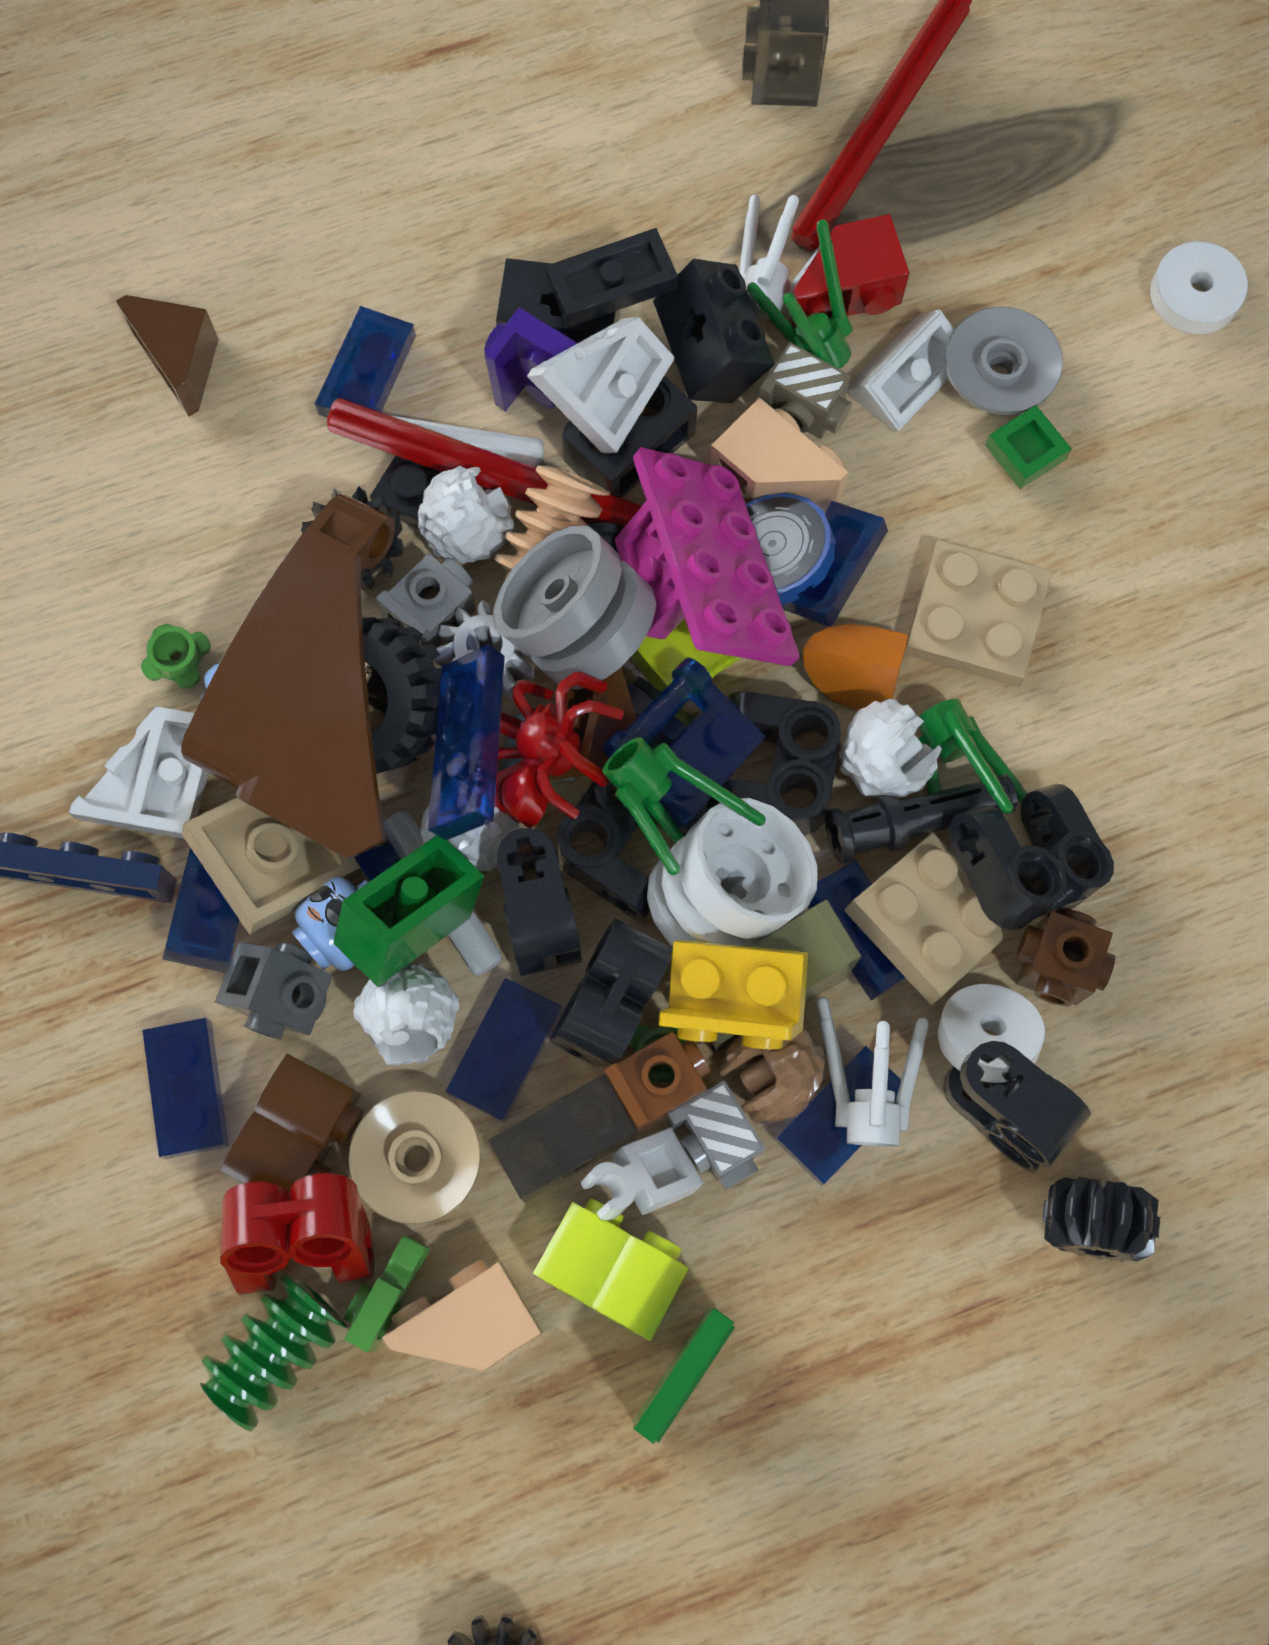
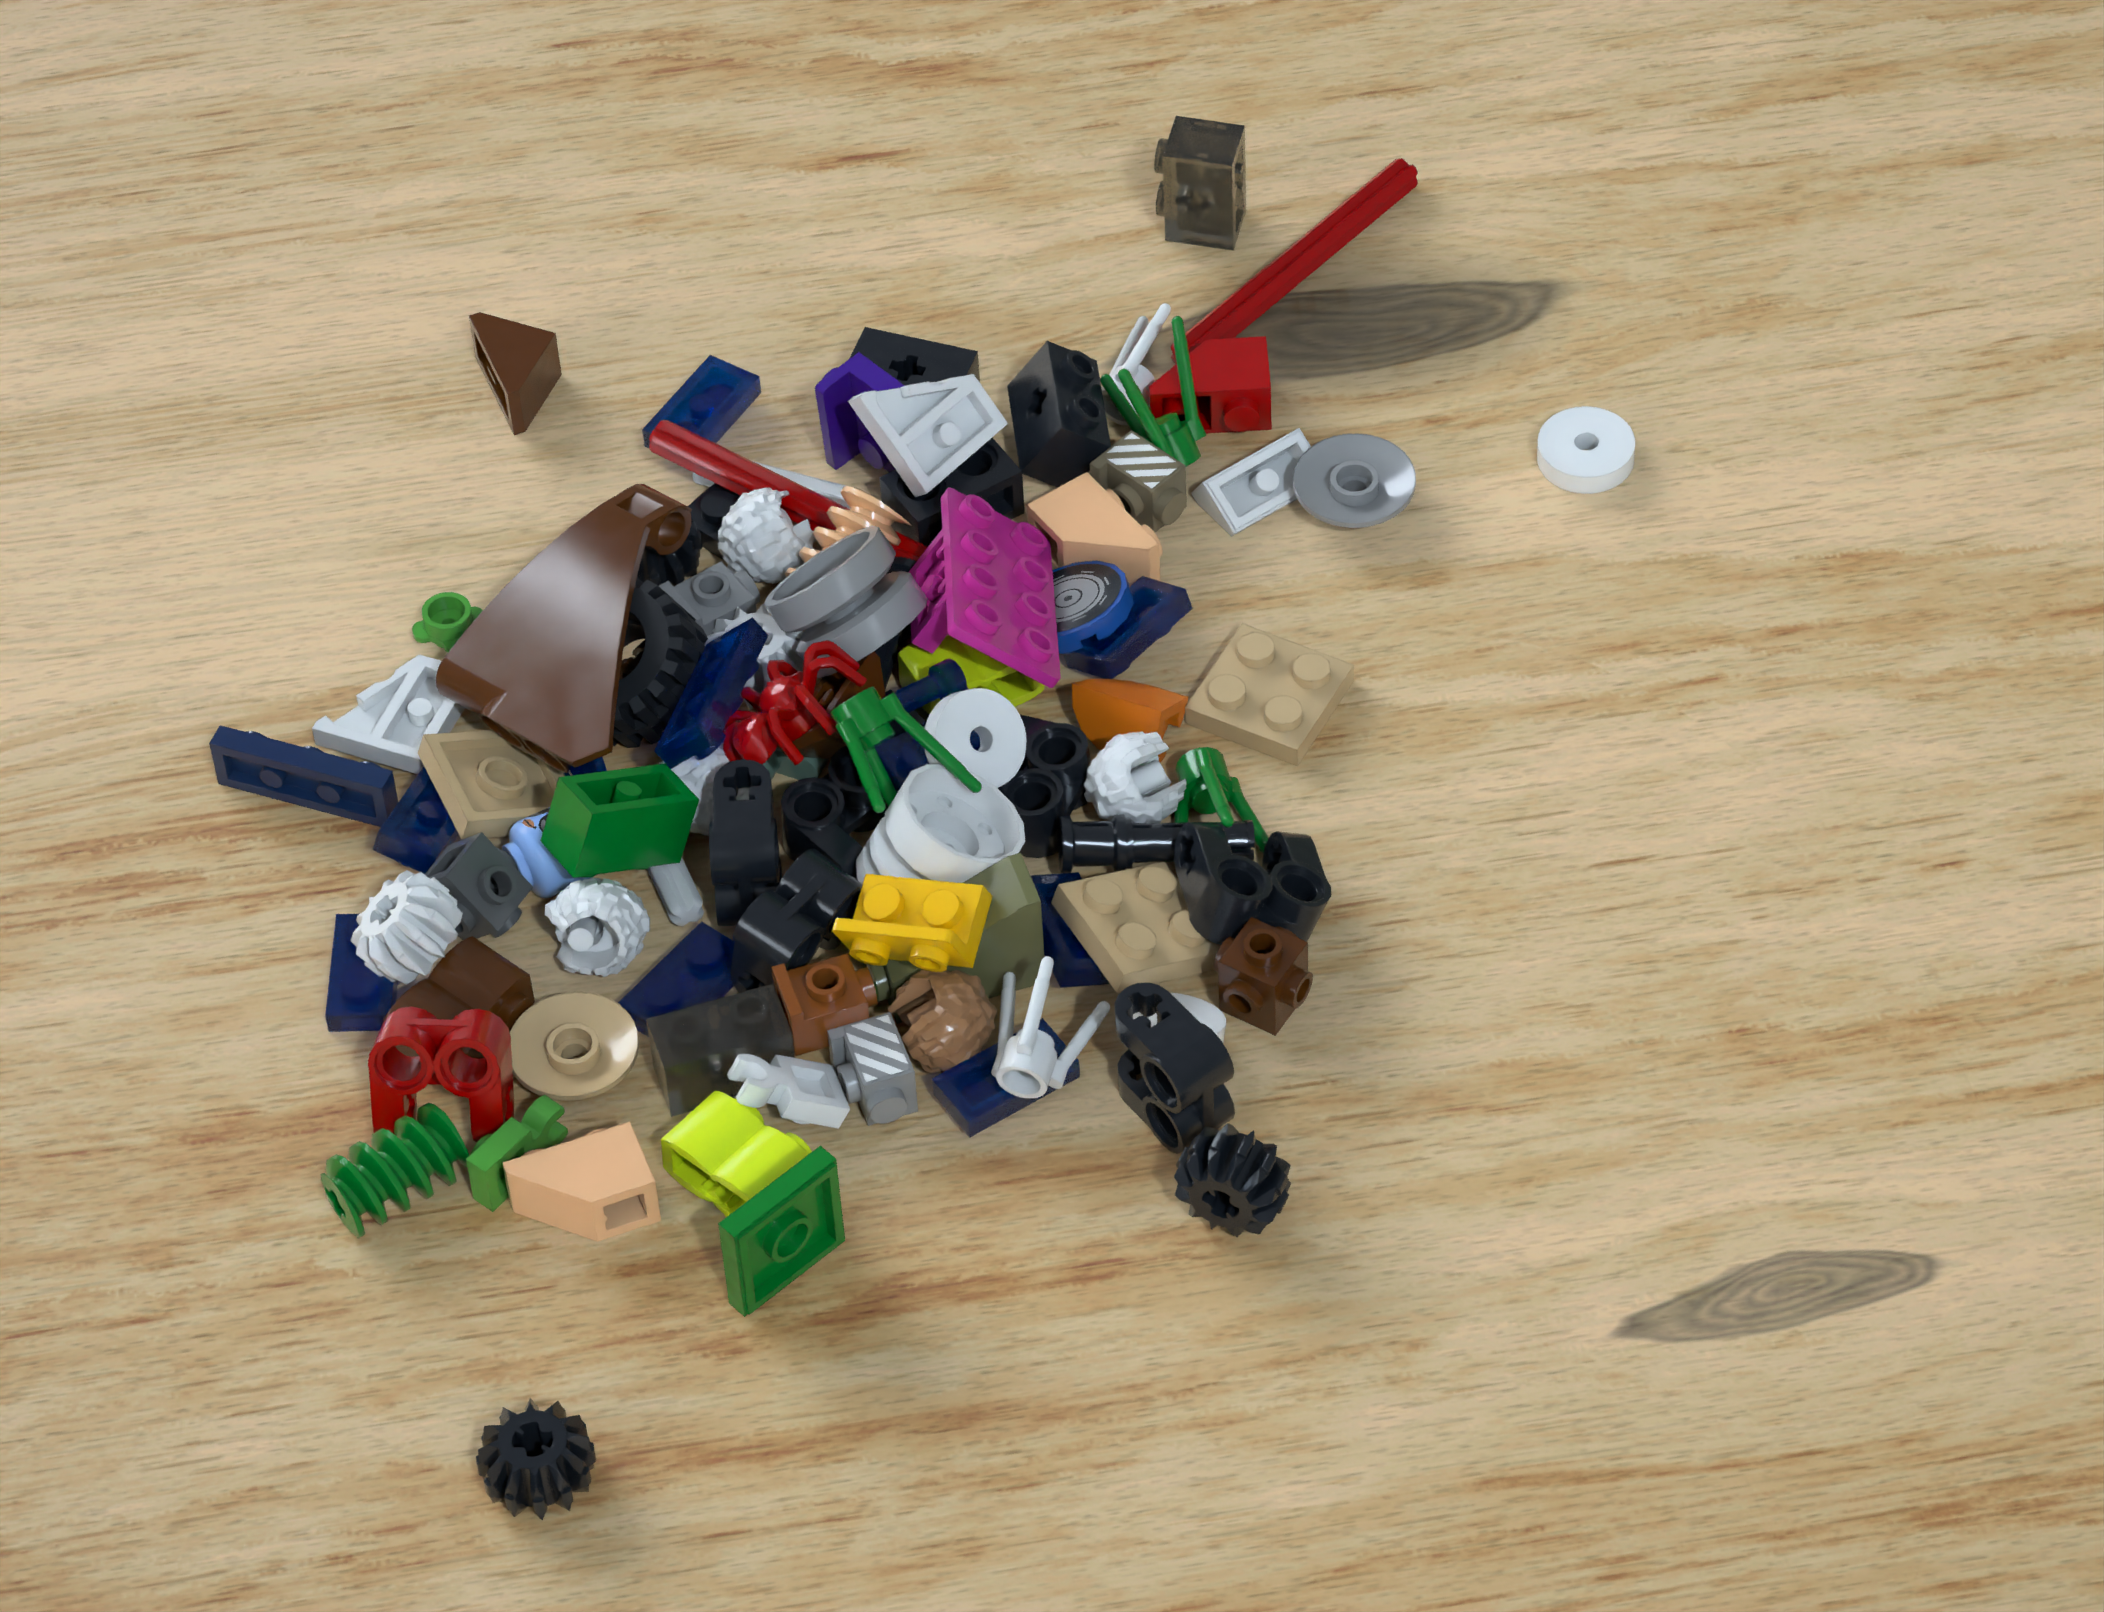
camera: 15 degrees right, 25 degrees down
(220, 1069) = (406, 927): none -> white gear
(612, 277) = (963, 347): black plate -> none
(762, 744) = (994, 721): none -> white piece
(1028, 446) = (1360, 558): green plate -> none

